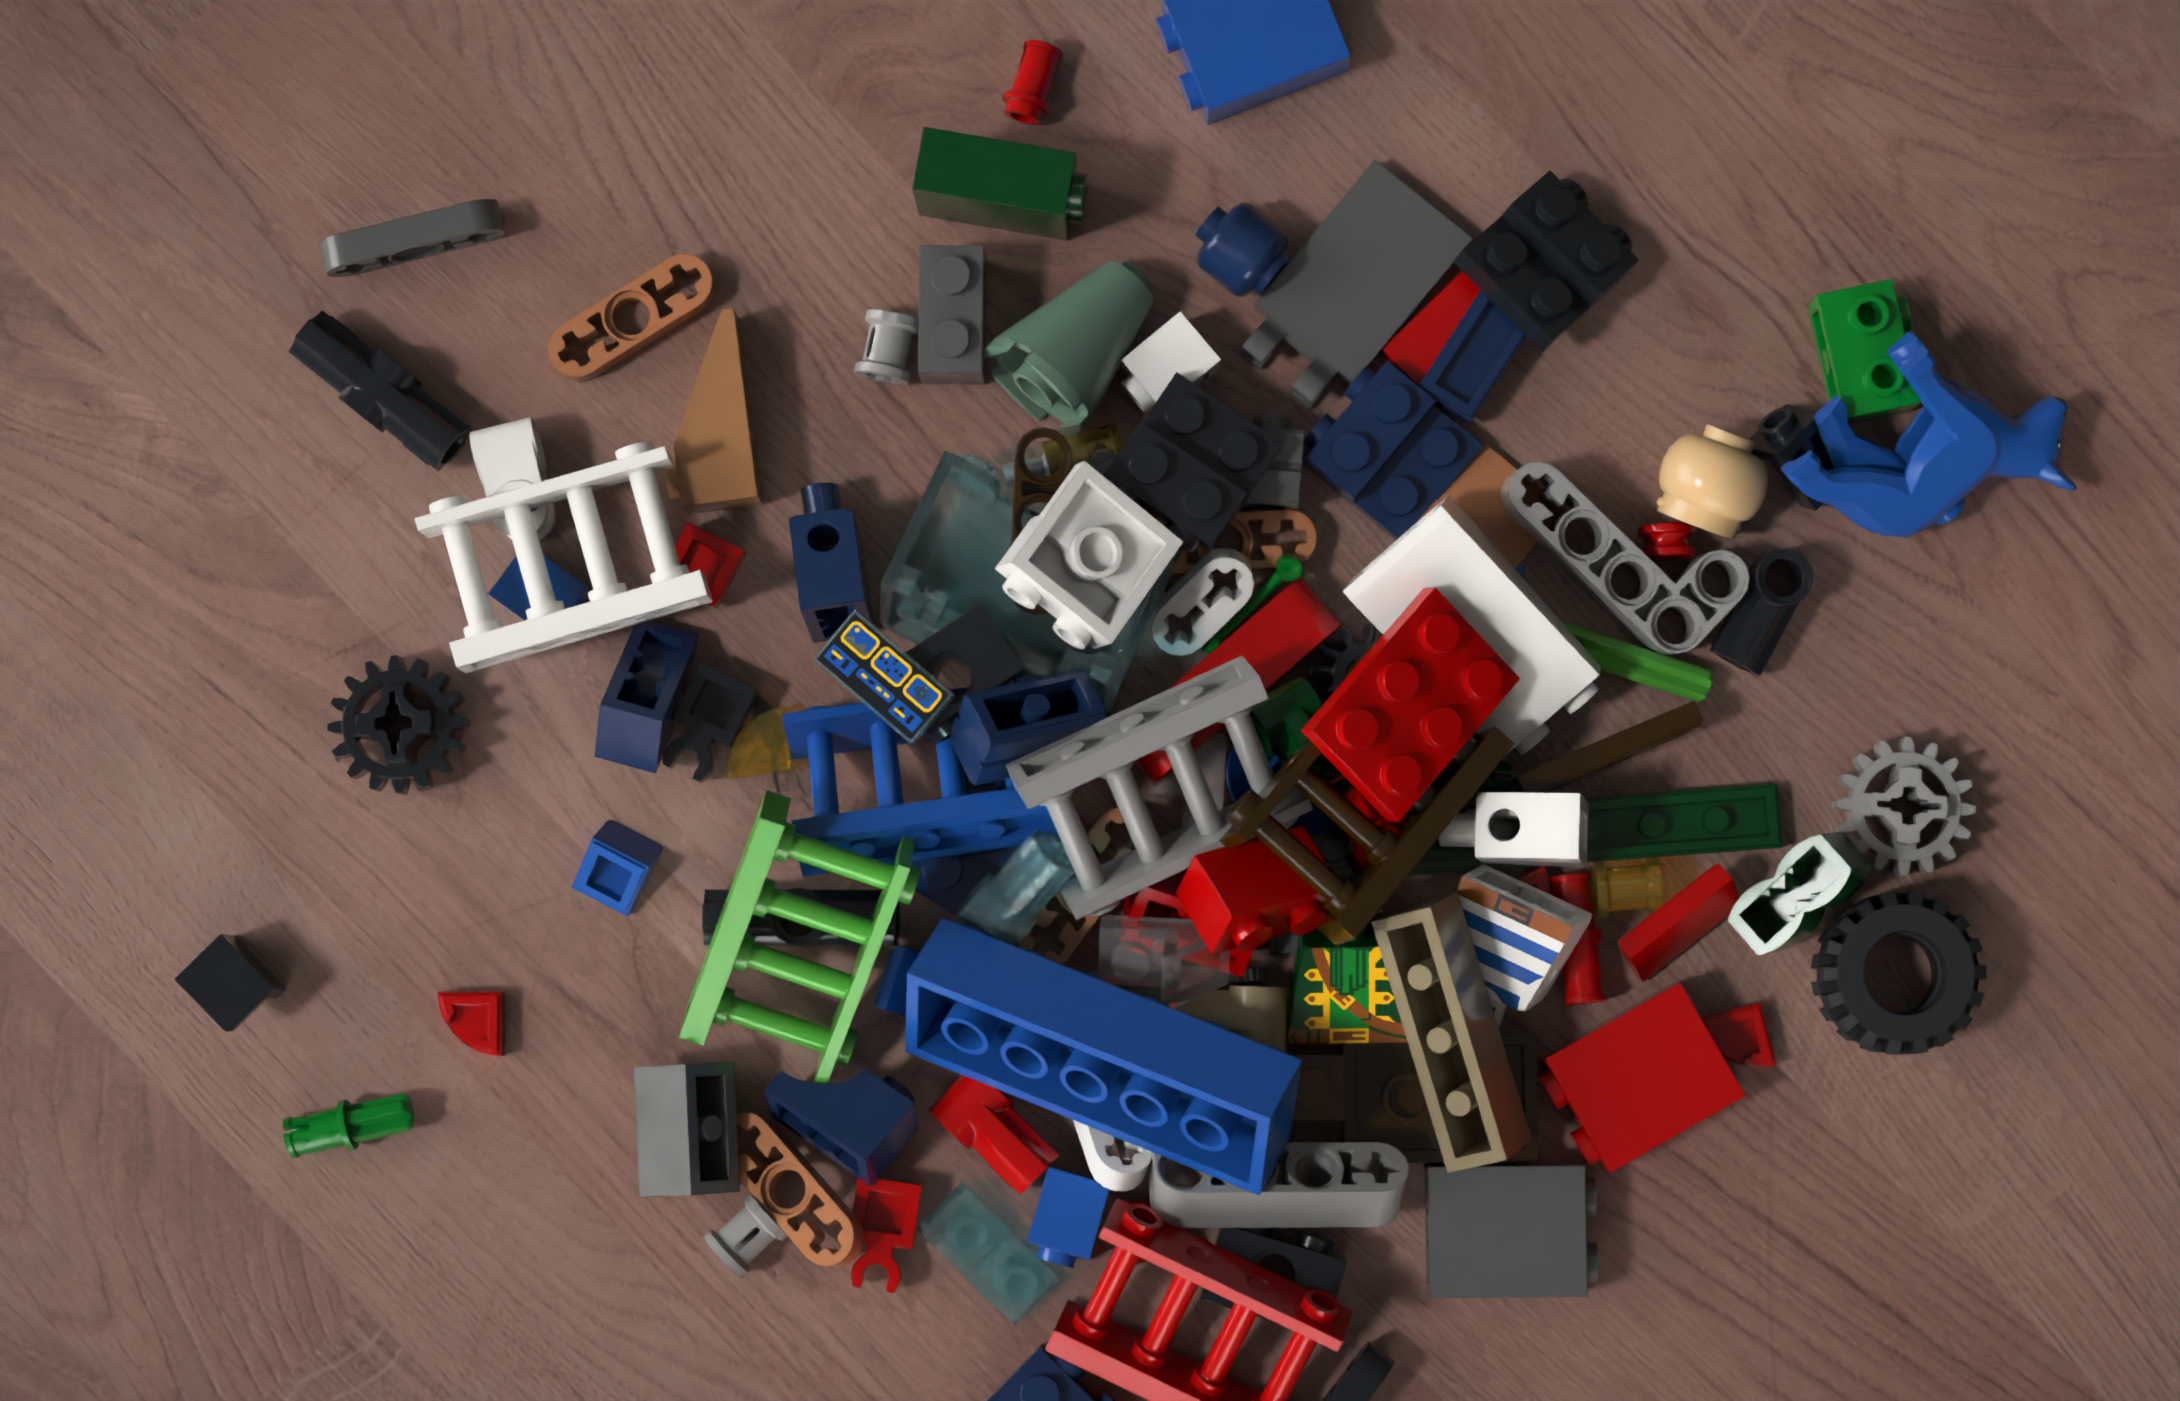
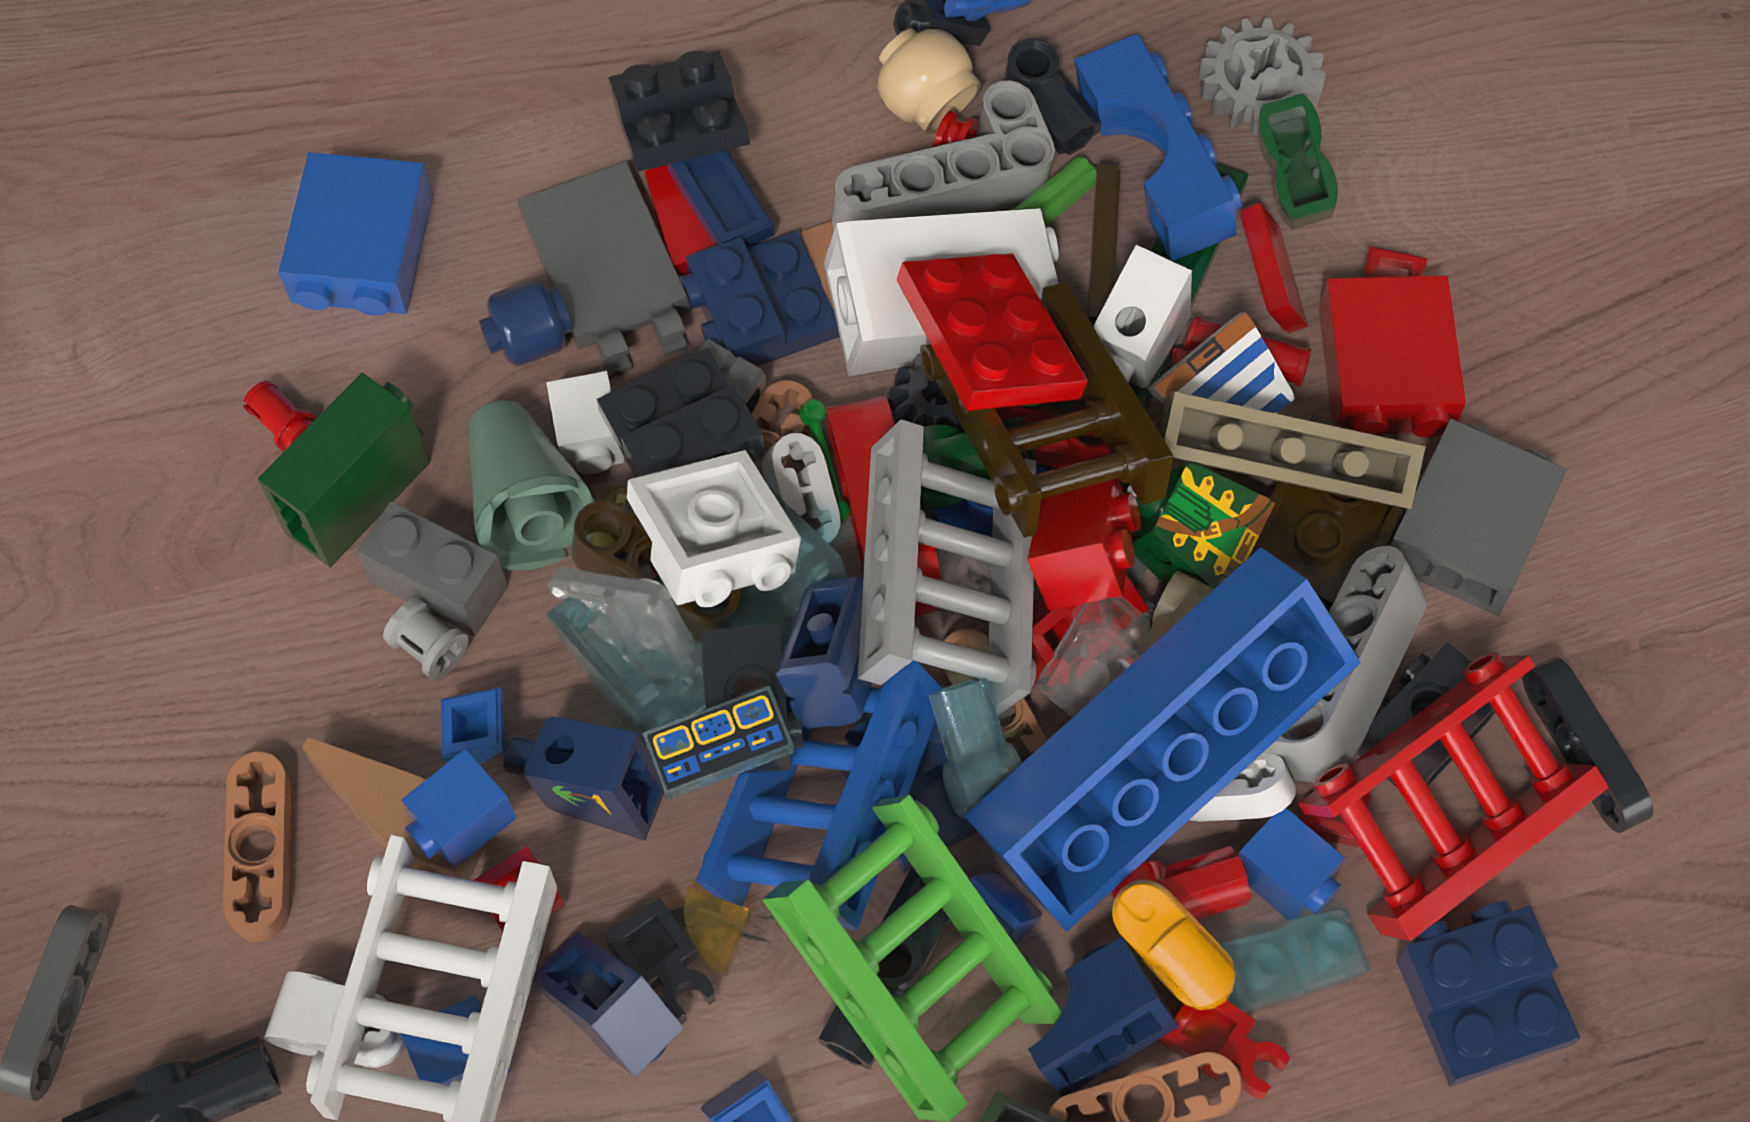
camera: 70 degrees left, 20 degrees down
(723, 482) = (456, 810): none -> blue brick
(823, 441) = (474, 724): none -> blue slope
(929, 1150) = (1174, 944): none -> light orange arm
(975, 537) = (635, 620): none -> clear wing
(1626, 887) = (1225, 290): clear yellow bush -> none
(1704, 802) = (1186, 195): none -> blue arch
(1952, 965) = (1406, 97): black tyre -> none

